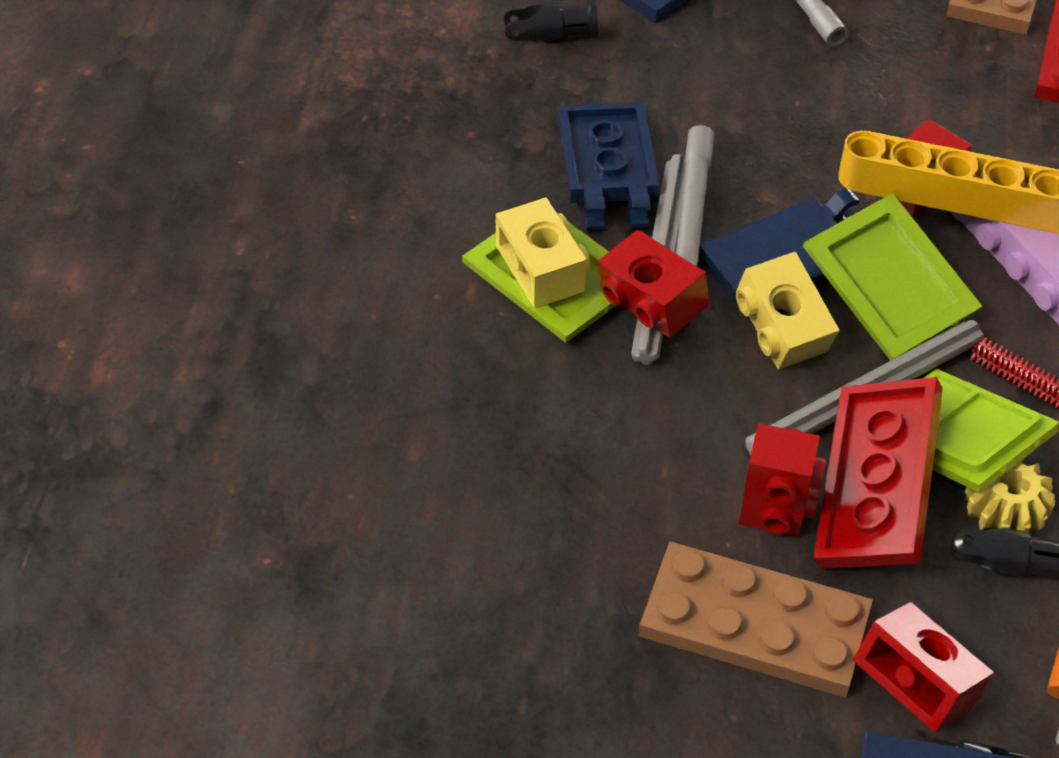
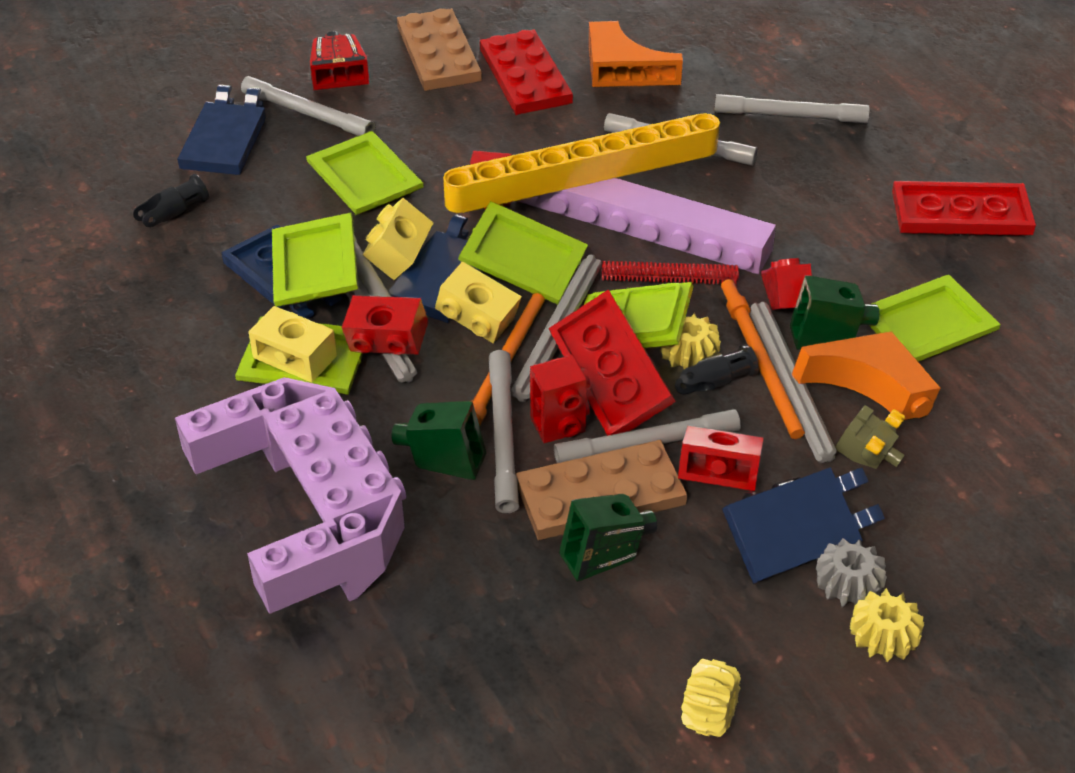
camera: 35 degrees left, 5 degrees down
(449, 436) = (336, 465): none -> lavender wedge
(616, 455) = (443, 438): none -> dark green torso
(637, 164) = (314, 260): none -> lime piece
(653, 542) = (505, 480): none -> light grey piece
(686, 441) = (511, 346): none -> orange bar
(705, 675) = (603, 534): none -> dark green torso
(777, 178) = (397, 238): none -> light yellow brick
(791, 86) = (364, 172): none -> lime piece
(948, 614) = (722, 421): none -> light grey piece

